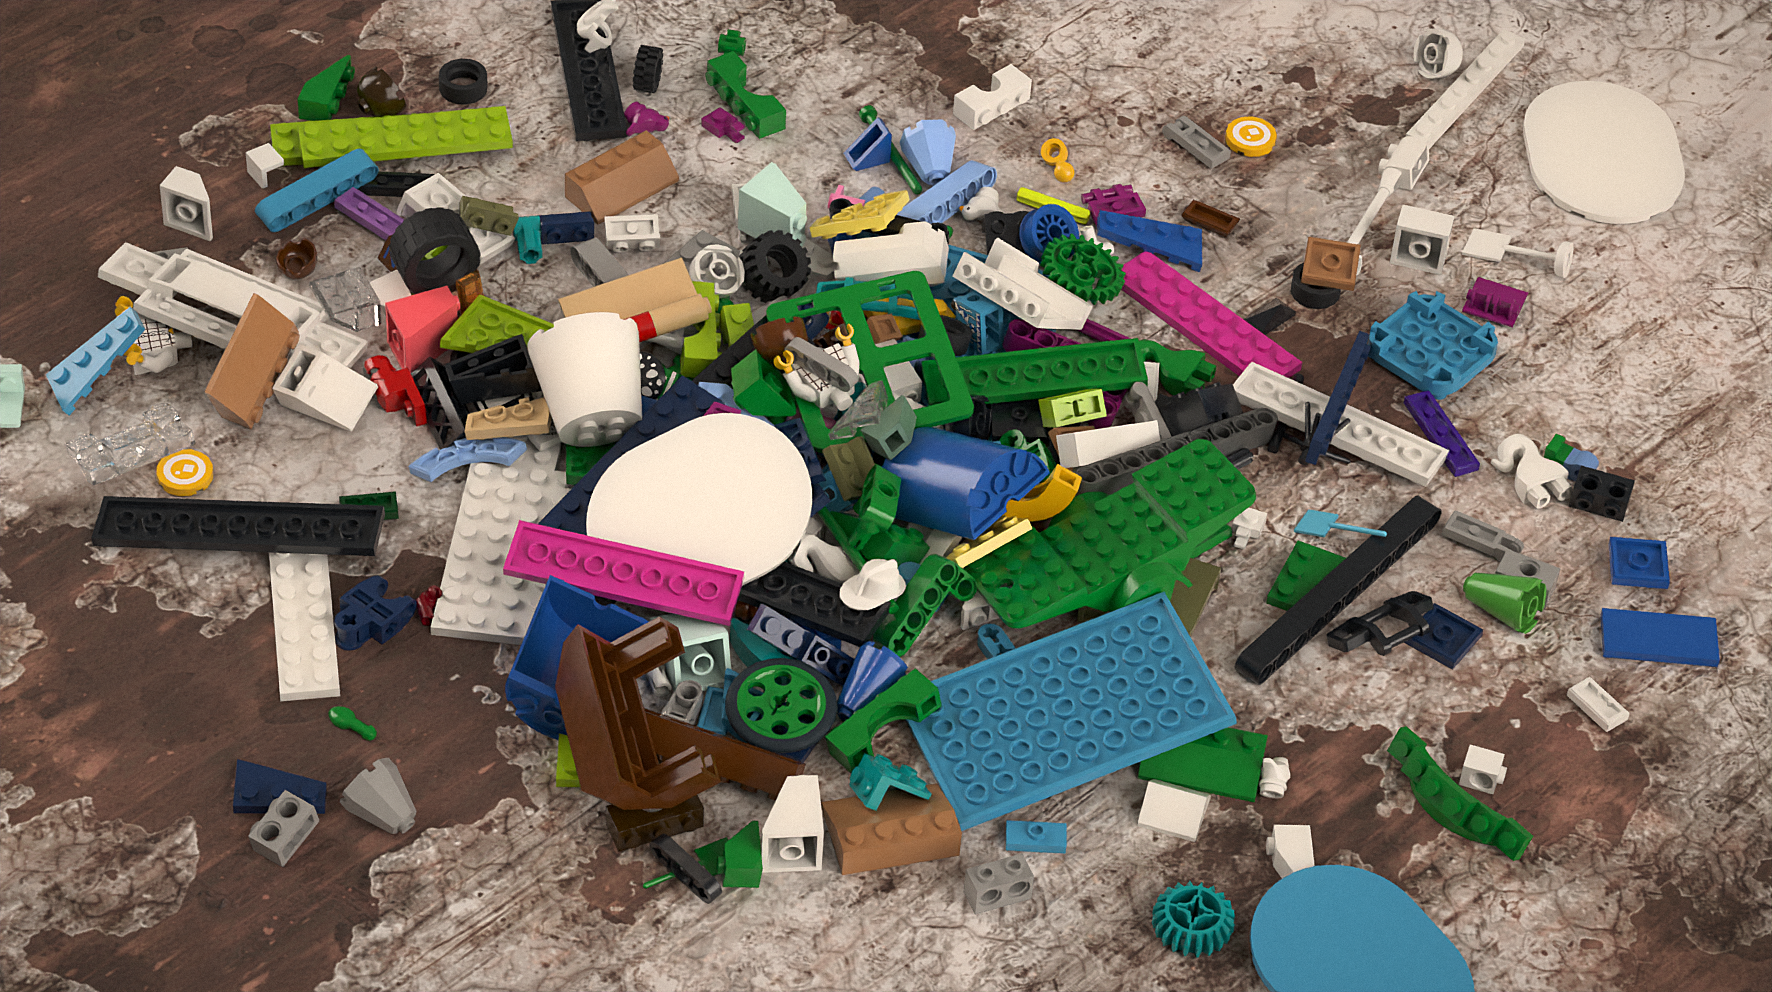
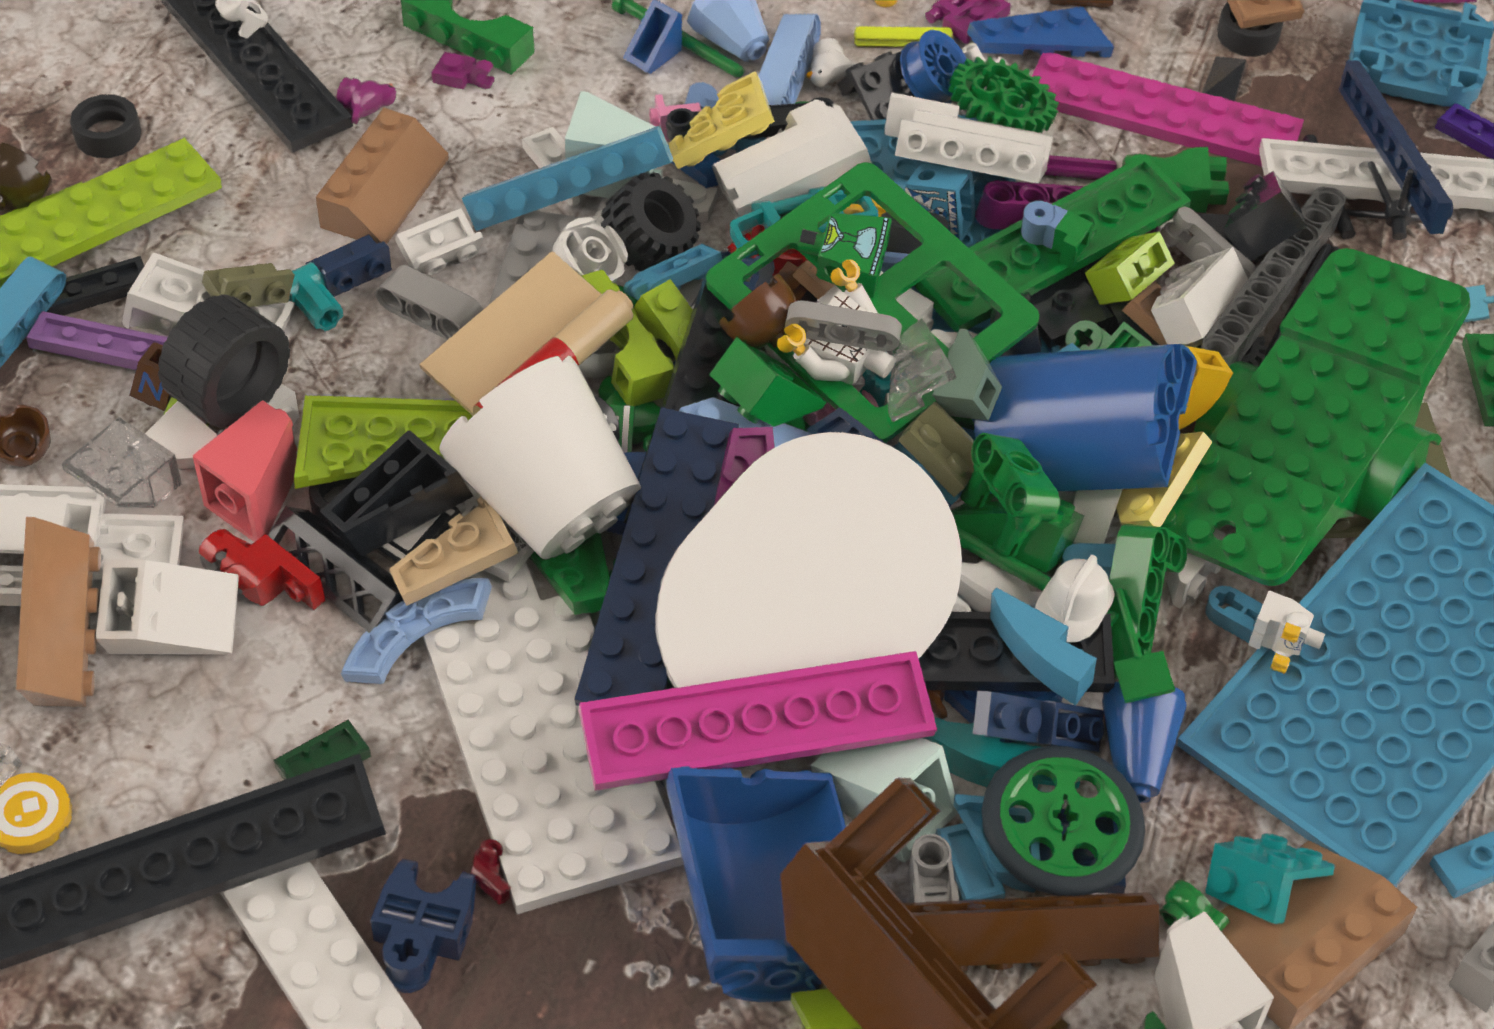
camera: 25 degrees left, 5 degrees up
(468, 289) = (289, 396): clear orange tile -> none
(648, 68) = (334, 33): black tyre -> none
(732, 217) = (568, 178): none -> dark azure plate
(760, 302) = (680, 269): none -> dark azure hinge
(829, 602) = (1042, 646): none -> dark azure slope
(829, 786) = (1187, 901): none -> green piece
(872, 322) = (848, 238): none -> green torso
(885, 641) = (1143, 674): none -> green piece
(909, 698) = (1214, 739): green arch -> none
(995, 651) = (1284, 629): none -> white piece
(1034, 364) = (1056, 230): none -> leg

